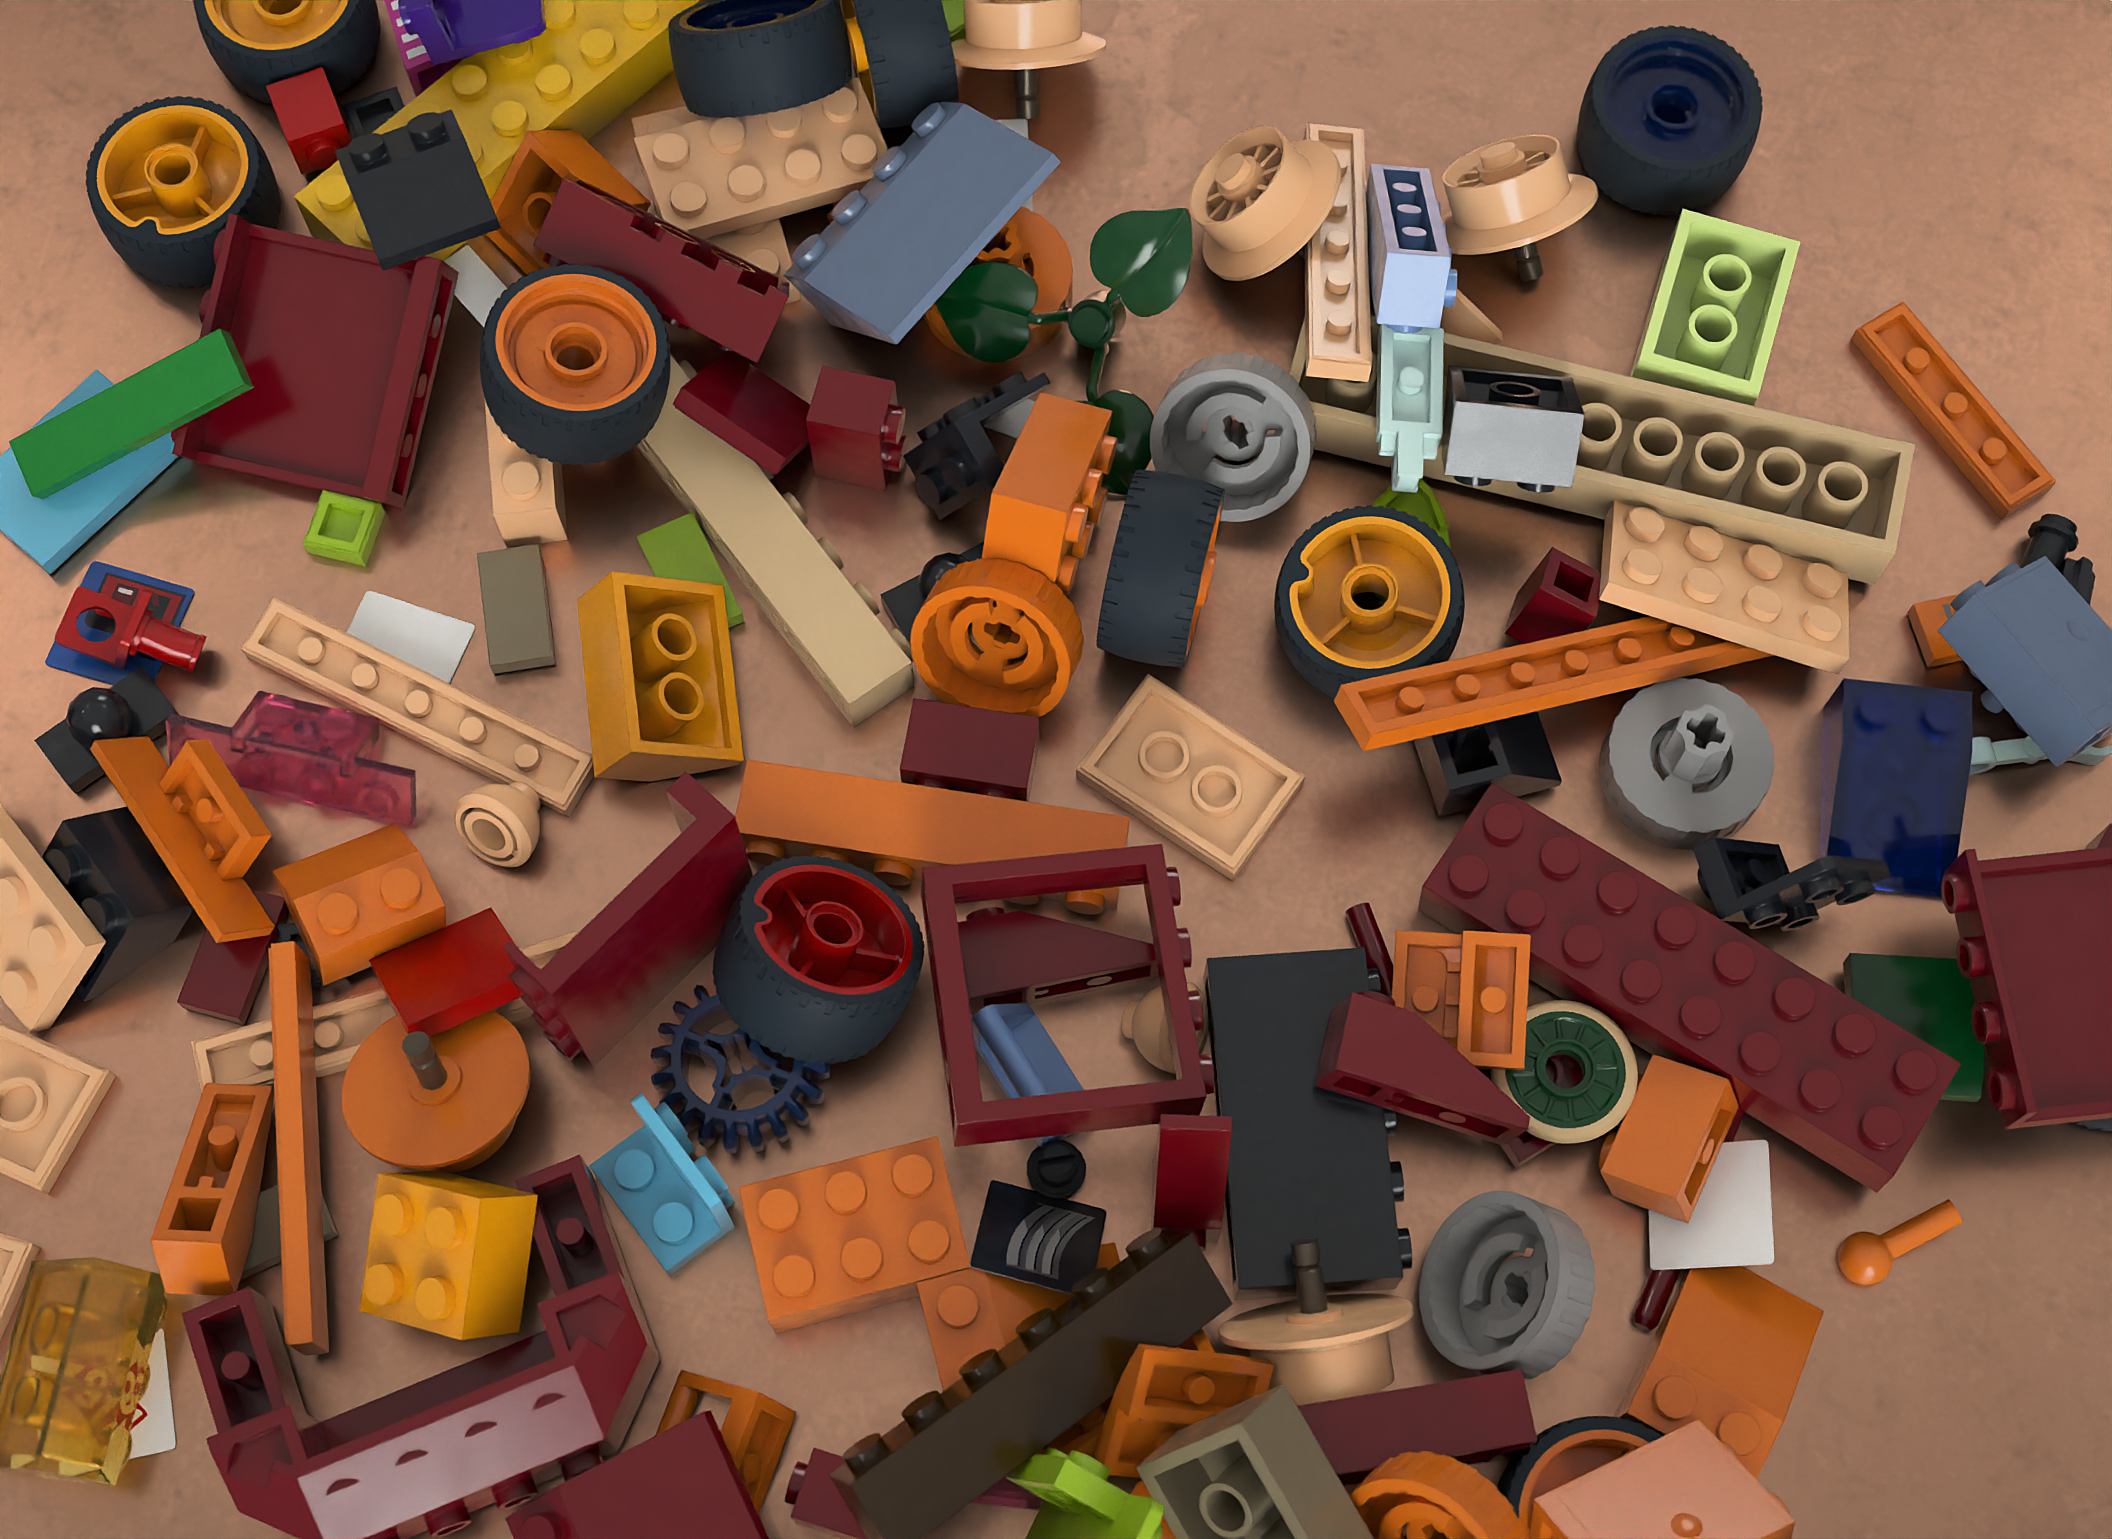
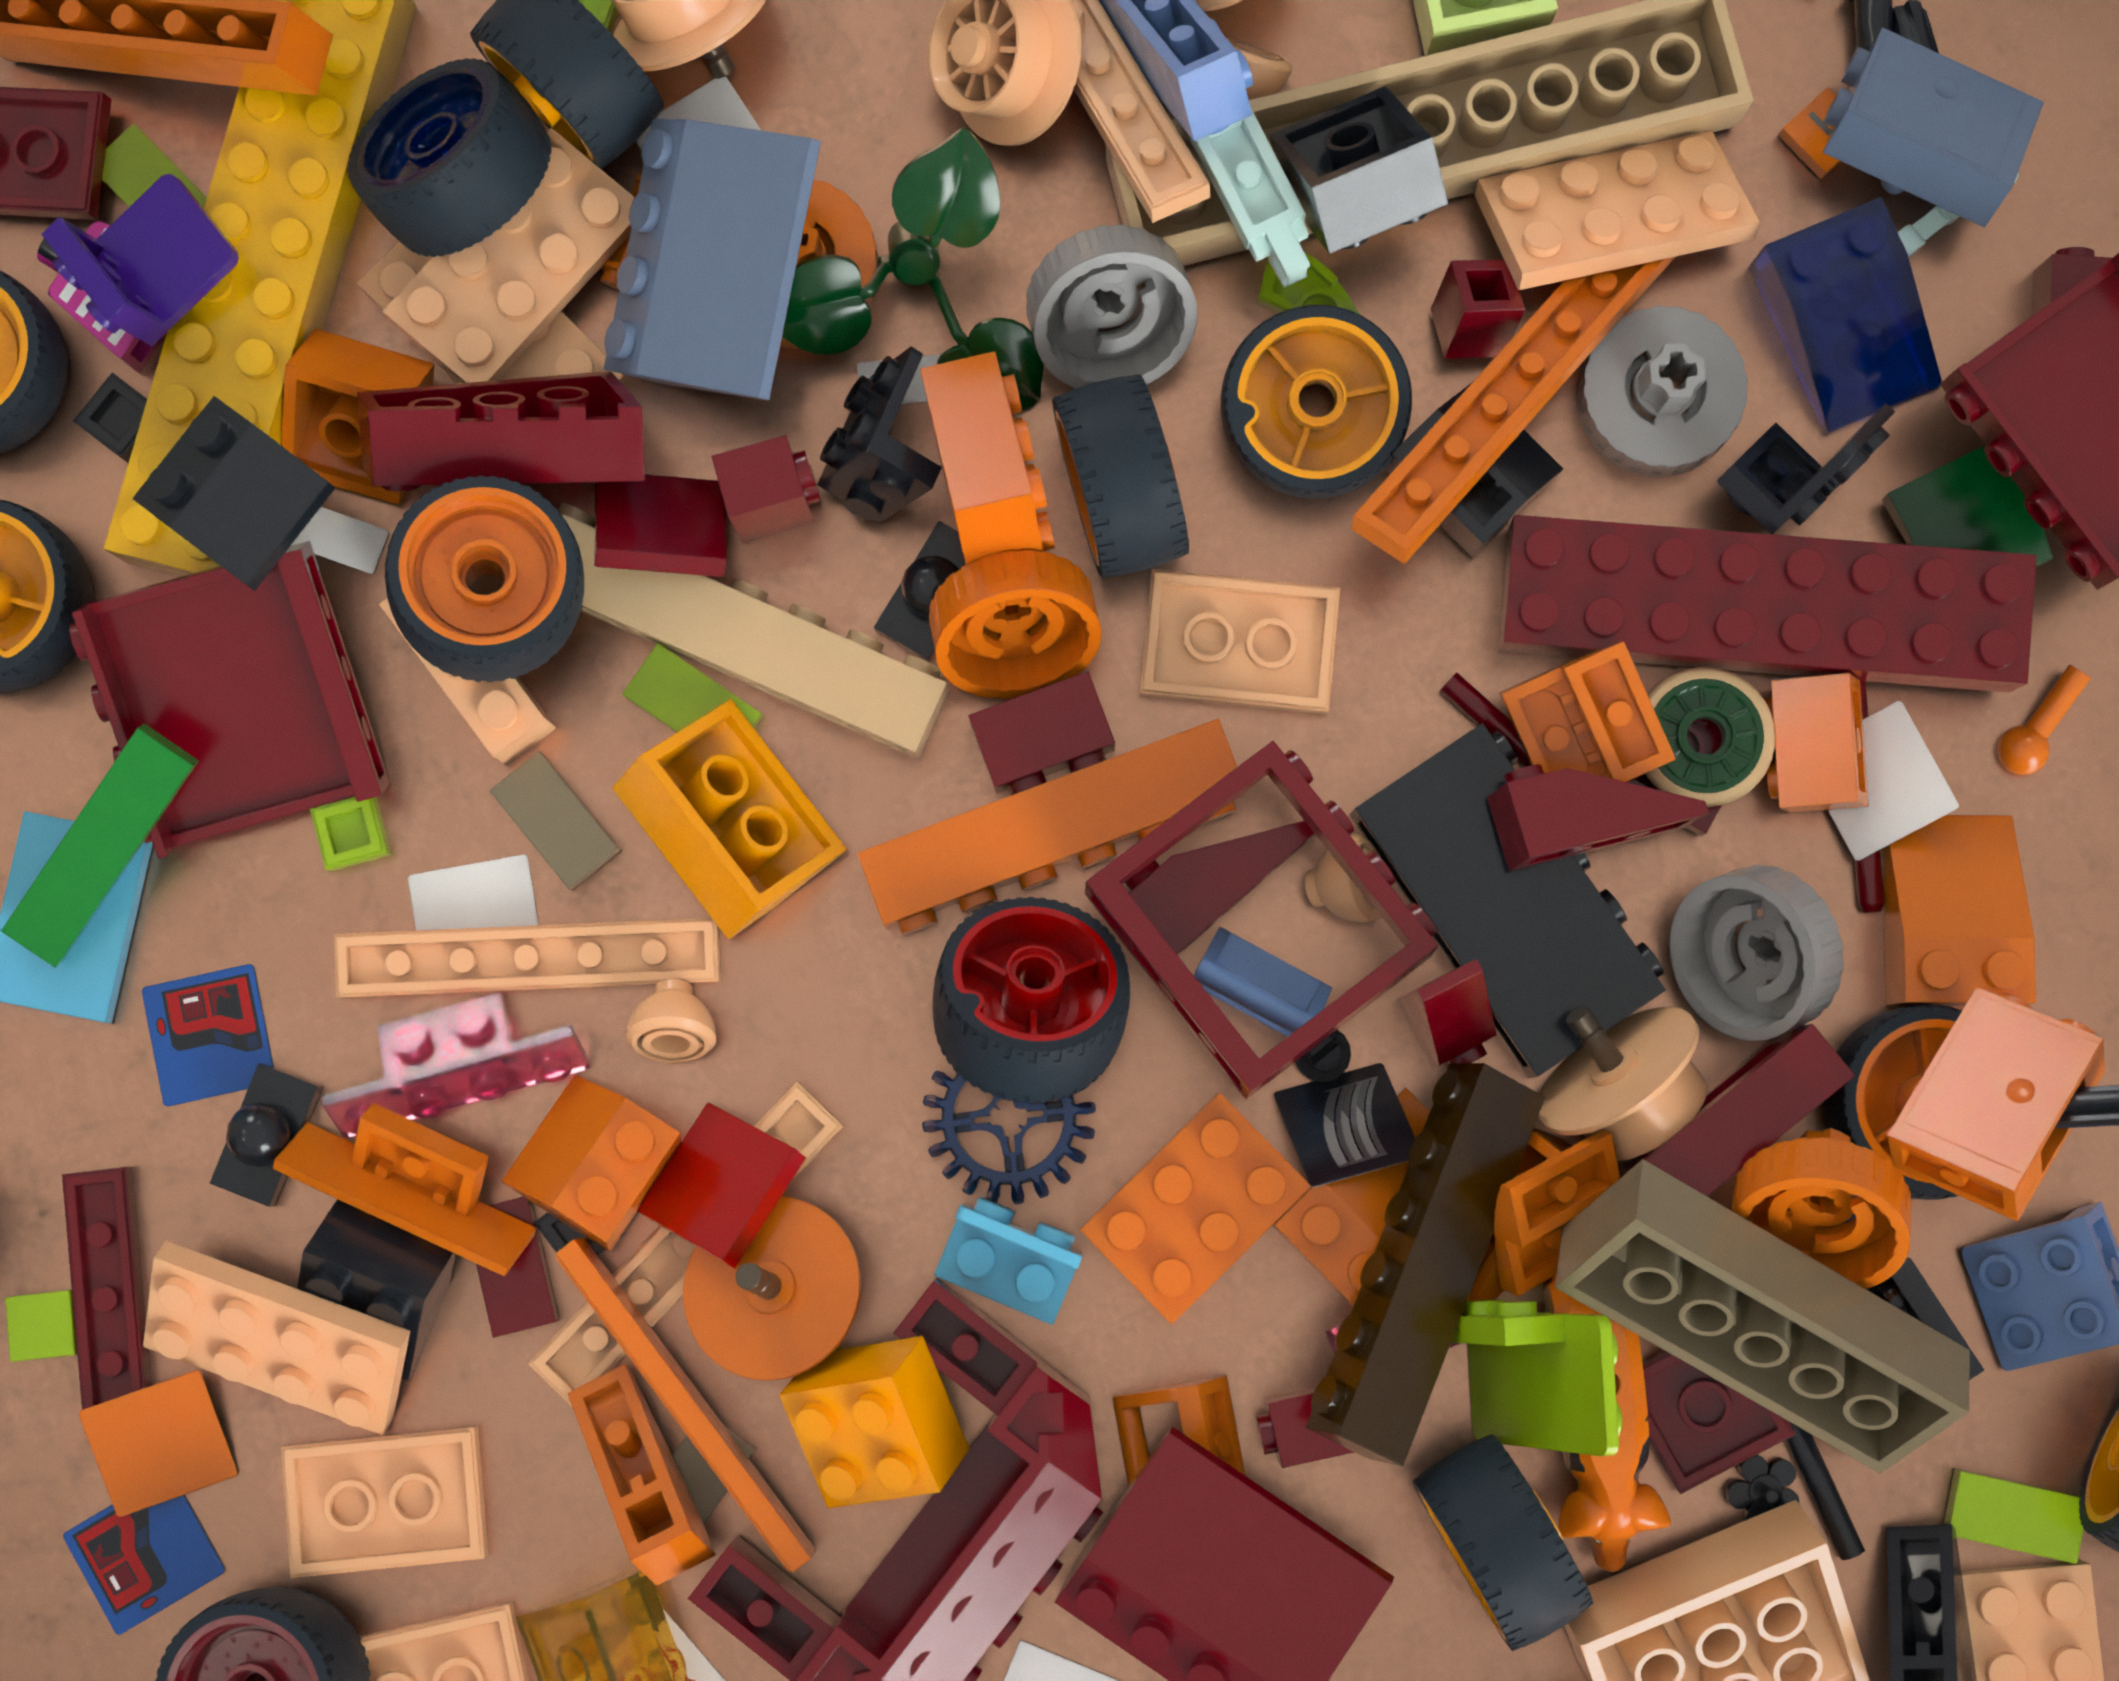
camera: 25 degrees left, 15 degrees up
(133, 632) = (230, 1040): red bracket -> none
(310, 119) = (61, 457): red brick -> none
(643, 937) = (870, 1137): dark red panel -> none

